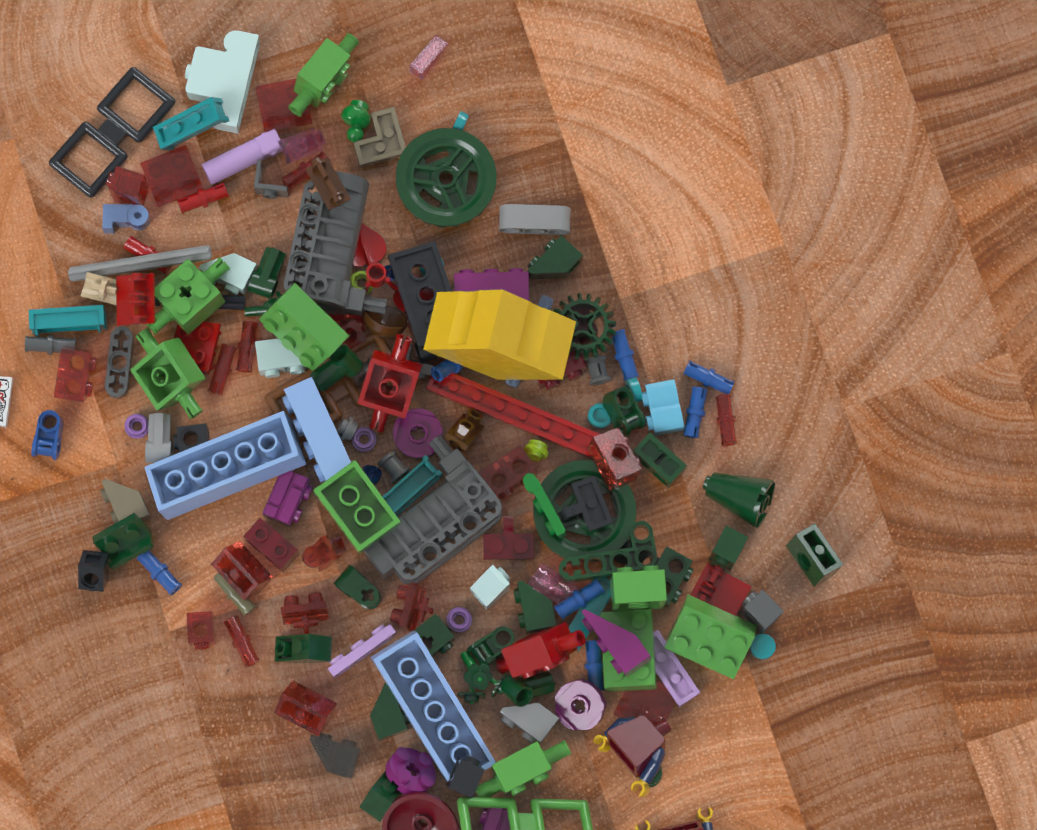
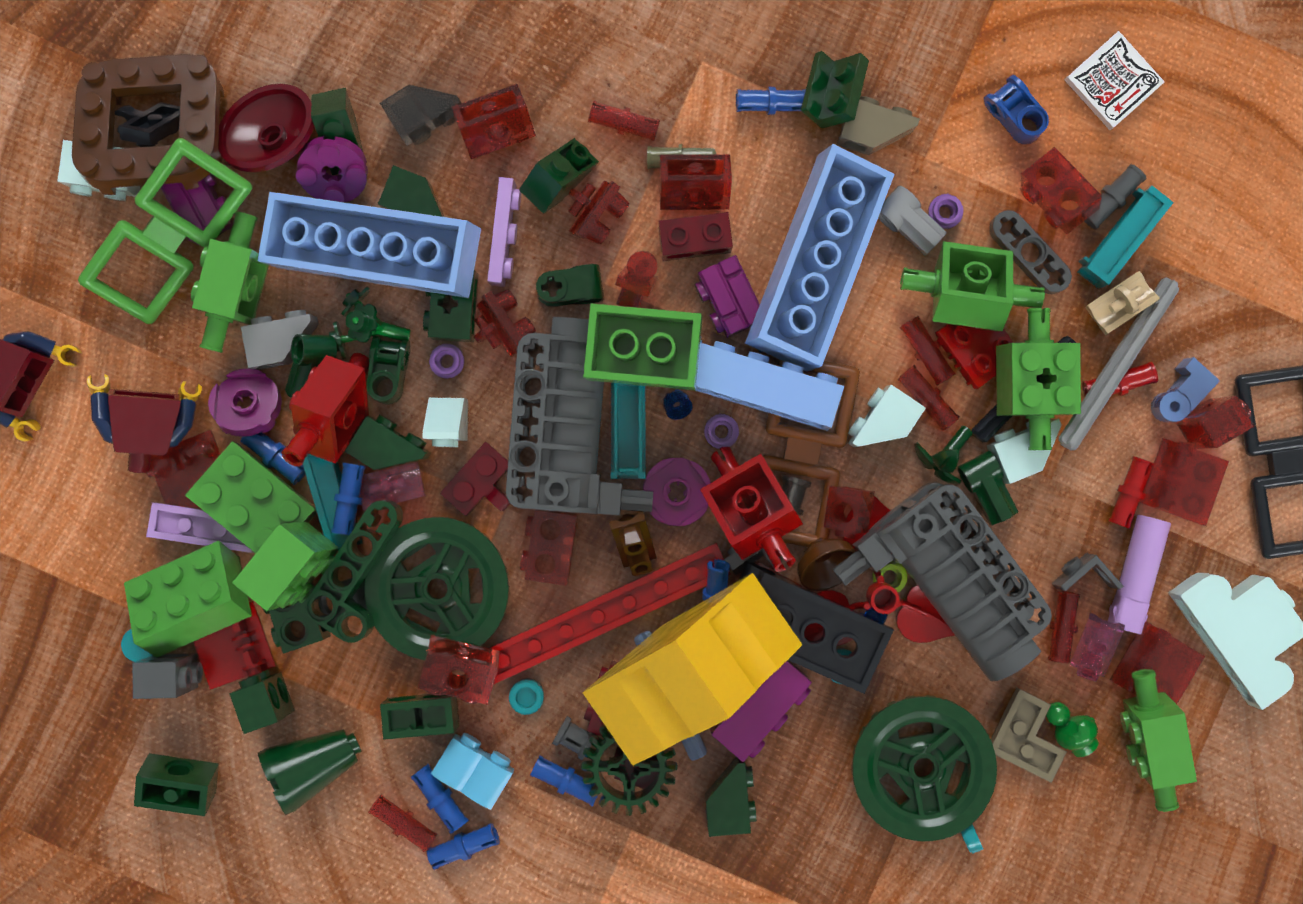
camera: 140 degrees right, 10 degrees up
(93, 571) = (832, 30): black brick -> none
(135, 299) = (1084, 320): red hinge -> none
(190, 123) = (1228, 550): teal container -> none
(193, 621) = (674, 104): clear red brick -> none
(199, 430) = (876, 269): black brick -> none
(303, 327) = (893, 468): bright green brick -> none
(327, 183) = (1031, 635): reddish brown hinge -> none
(341, 363) = (820, 476): dark green piece -> none
(347, 428) = (747, 423): light grey plate -> none
(393, 466) = (664, 435): dark grey bush -> none
(428, 57) = (1073, 867): clear pink piece -> none
(465, 776) = (265, 212): black brick -> none
(534, 219) = (794, 819): light grey beam -> none
(536, 450) = (548, 597): lime plate -> none
(544, 505) = (478, 551): green hinge -> none
(589, 504) = (433, 599): black plate -> none
(622, 645) = (246, 497): magenta slope -> none
(624, 412) = (507, 726): dark green piece -> none
(634, 386) = (519, 756): teal tile -> none

